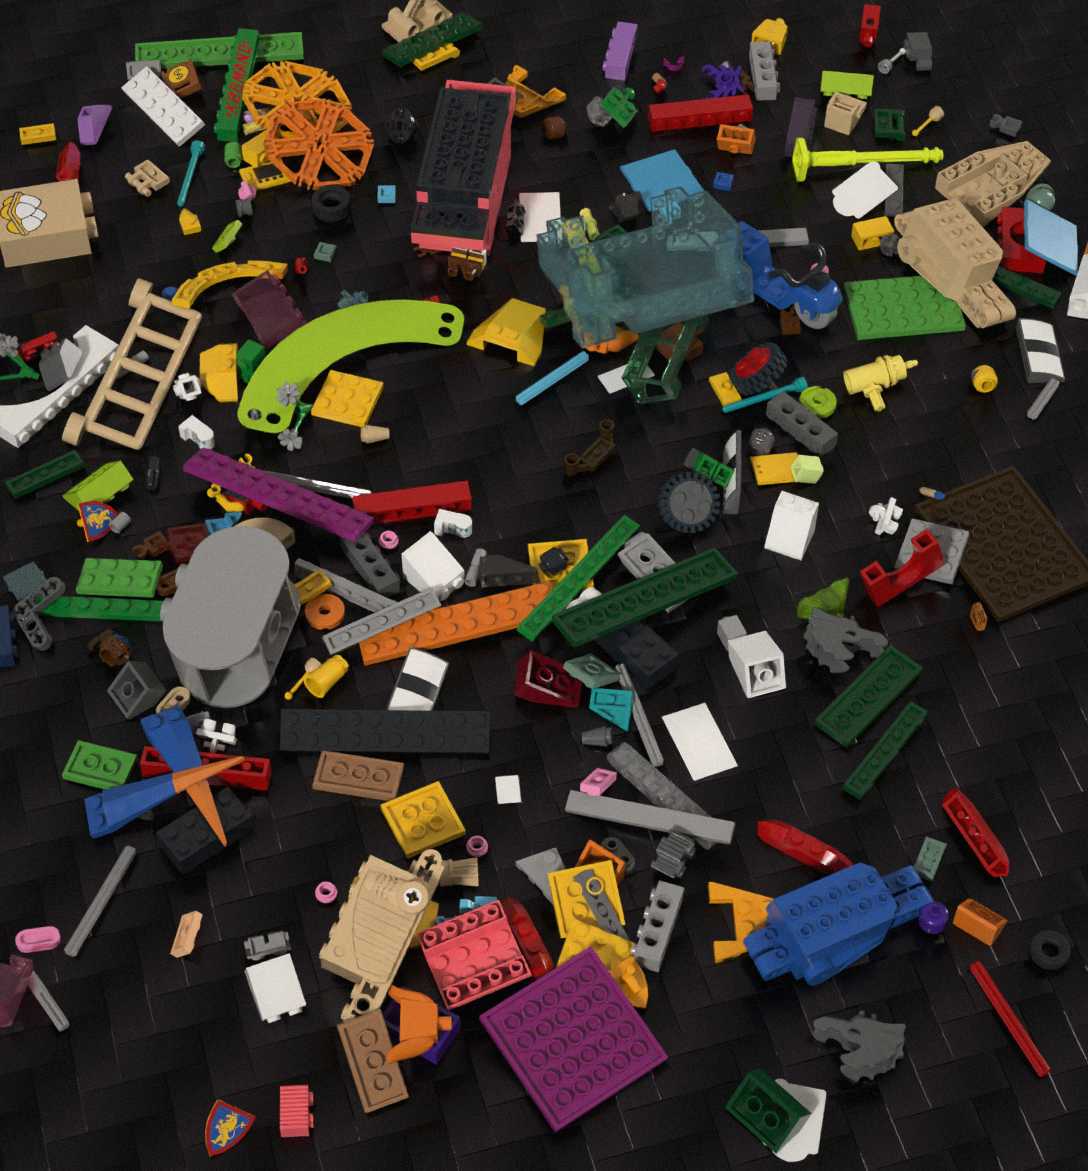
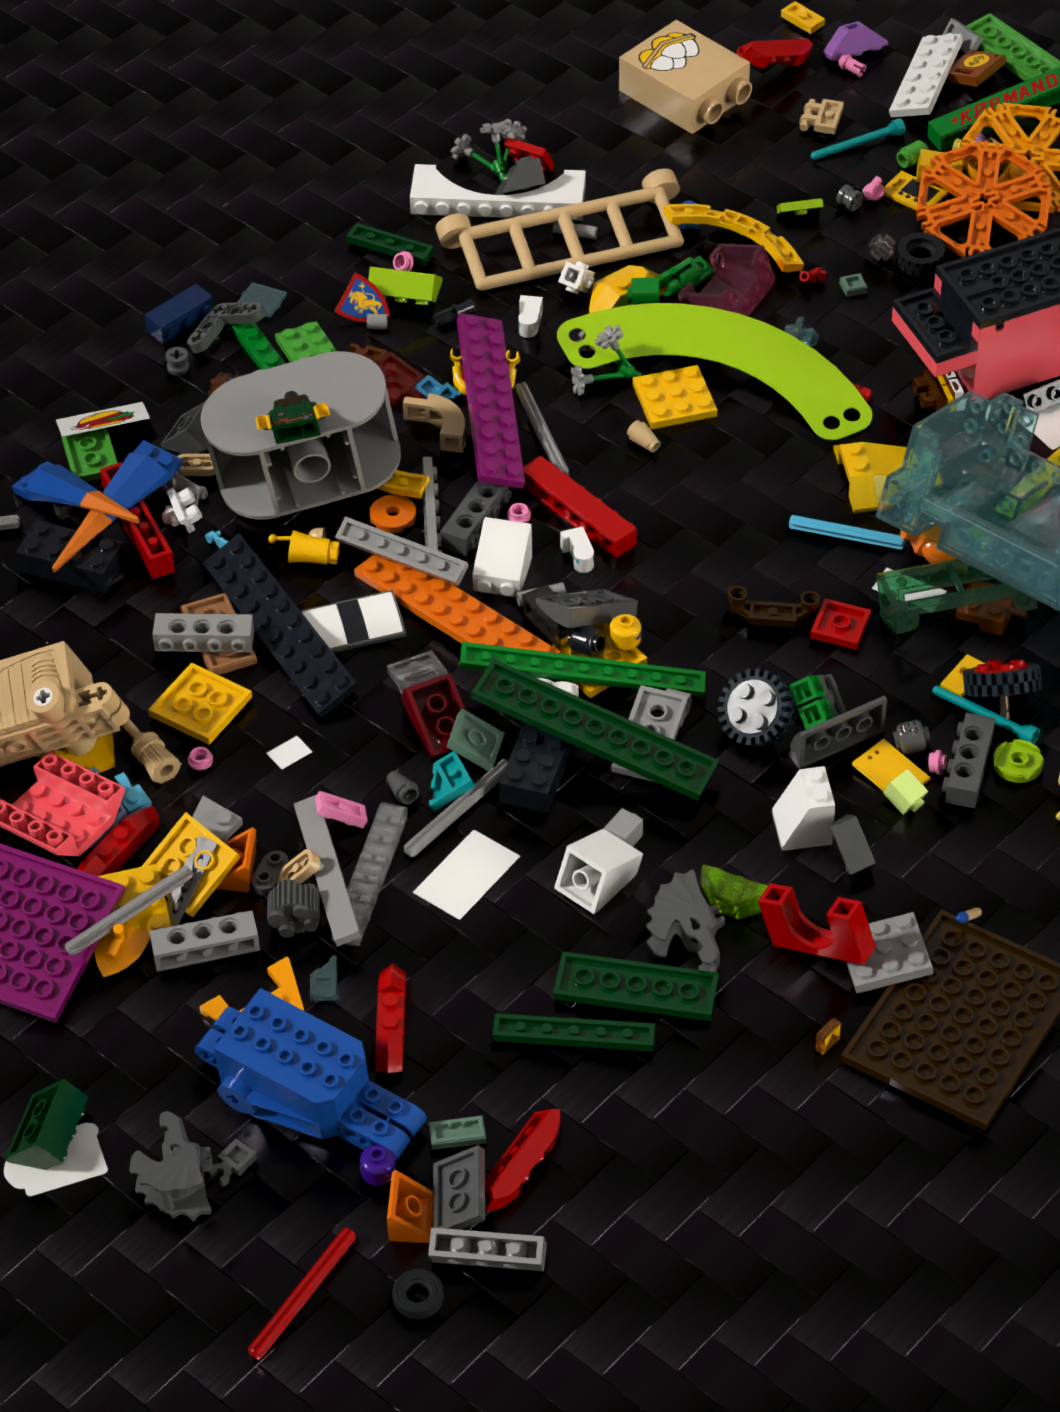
camera: 60 degrees right, 5 degrees down
(49, 668) = (177, 361): none -> dark grey wheel
(70, 741) = (102, 419): none -> sticker
(73, 481) = (403, 261): none -> bright pink plate
(112, 136) = (852, 65): none -> bright pink pin
(189, 222) = (796, 175): yellow plate -> none
(240, 328) = (687, 271): none -> green plate
(255, 598) = (293, 418): none -> dark green torso
(267, 729) = (213, 536): none -> medium azure piece
(309, 217) = (882, 247): none -> flat silver gear
(376, 756) = (203, 632): none -> light grey brick
(491, 673) = (414, 668): none -> clear plate
(523, 544) = (586, 607): none -> dark grey slope
(564, 535) = (625, 632): none -> yellow head
(614, 957) = (128, 910): none -> light grey axle
(634, 424) = (840, 624): none -> red plate
(639, 832) = (301, 867): none -> tan plate
(741, 872) = (324, 982): none -> clear light blue tile
(790, 441) = (937, 762): none -> bright pink plate
(839, 516) = (851, 843): none -> dark grey hinge
(871, 1003) = (233, 1159): none -> dark grey plate
(884, 514) = (901, 887): white hips -> none
(986, 881) = (459, 1190): none -> dark grey plate
(1044, 889) = (487, 1249): none -> light grey brick

